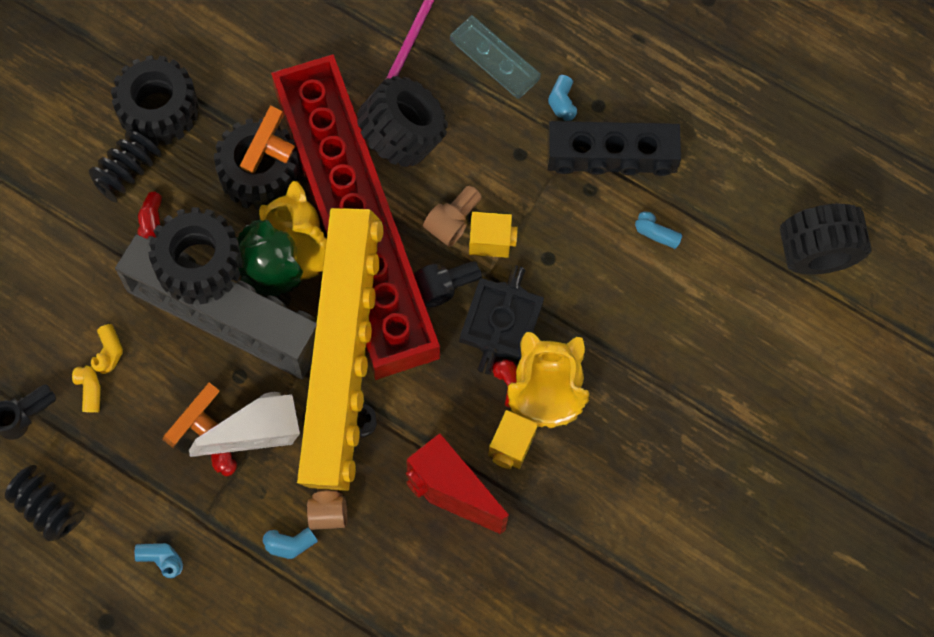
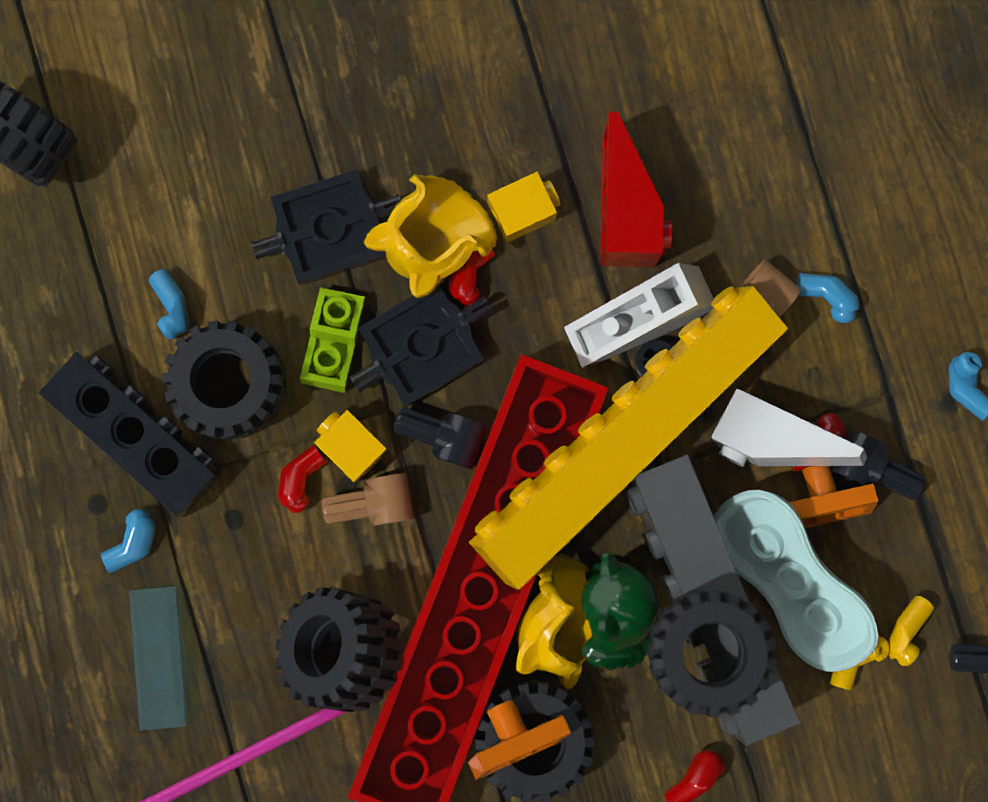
camera: 140 degrees left, 15 degrees up
(178, 463) = (880, 469): none -> black axle
(200, 362) = (815, 610): none -> light aqua plate
(390, 436) = (641, 314): none -> white slope
(505, 193) = (293, 479): none -> red arm
(553, 284) = (332, 340): none -> lime slope
(594, 187) = (186, 372): none -> black tyre
(614, 338) = (325, 227): none -> black plate

